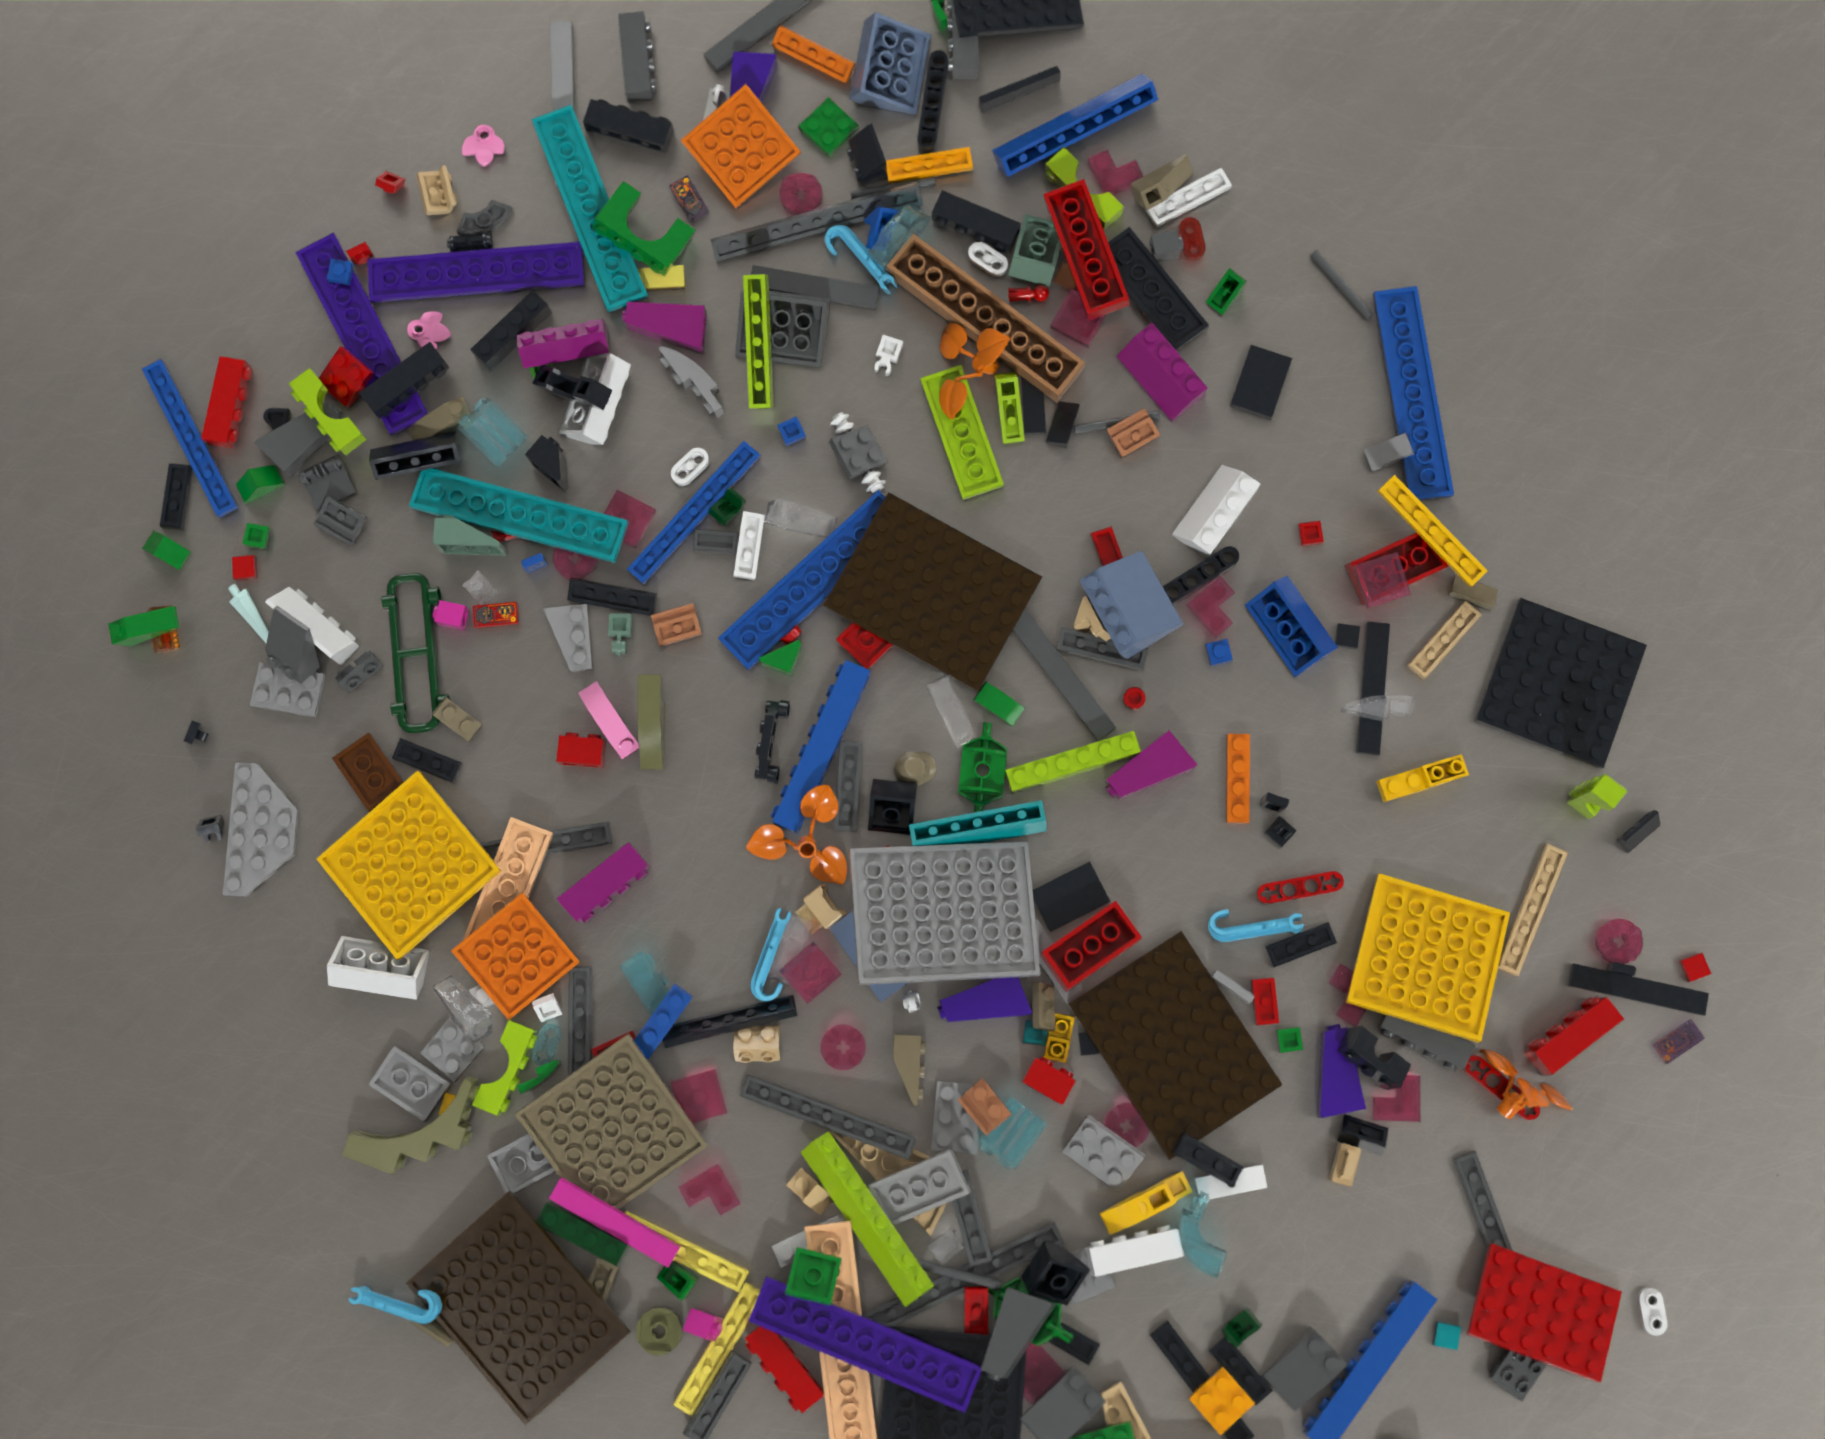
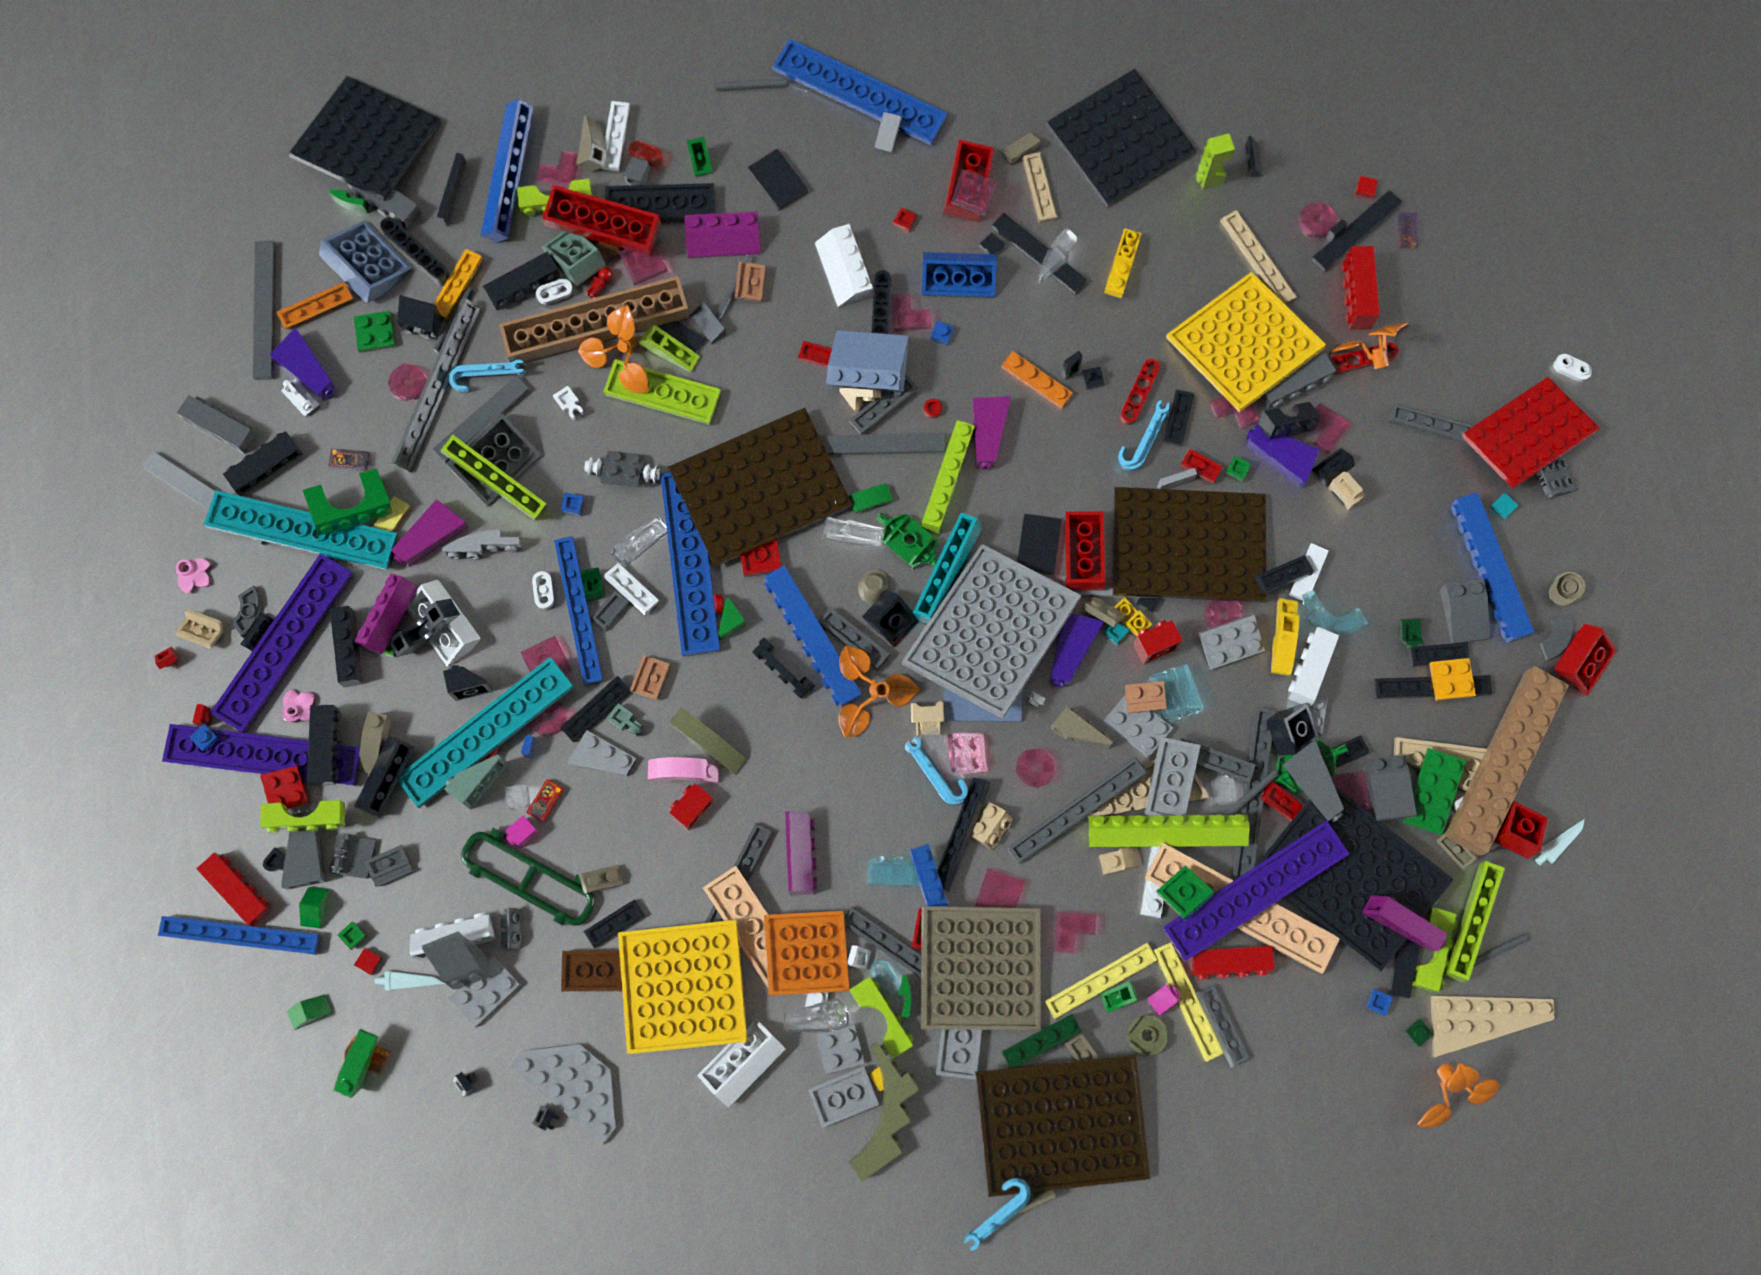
camera: 60 degrees left, 5 degrees down
(176, 496) = (274, 977): black tile -> none
(491, 431) = (410, 709): clear light blue brick -> none
(614, 1222) = (1048, 1012): dark pink tile -> none
(741, 146) = (342, 395): orange plate -> none
(878, 220) = (474, 340): blue slope -> none
(897, 231) = (490, 336): clear light blue arch -> none
(1432, 531) = (963, 138): yellow plate -> none

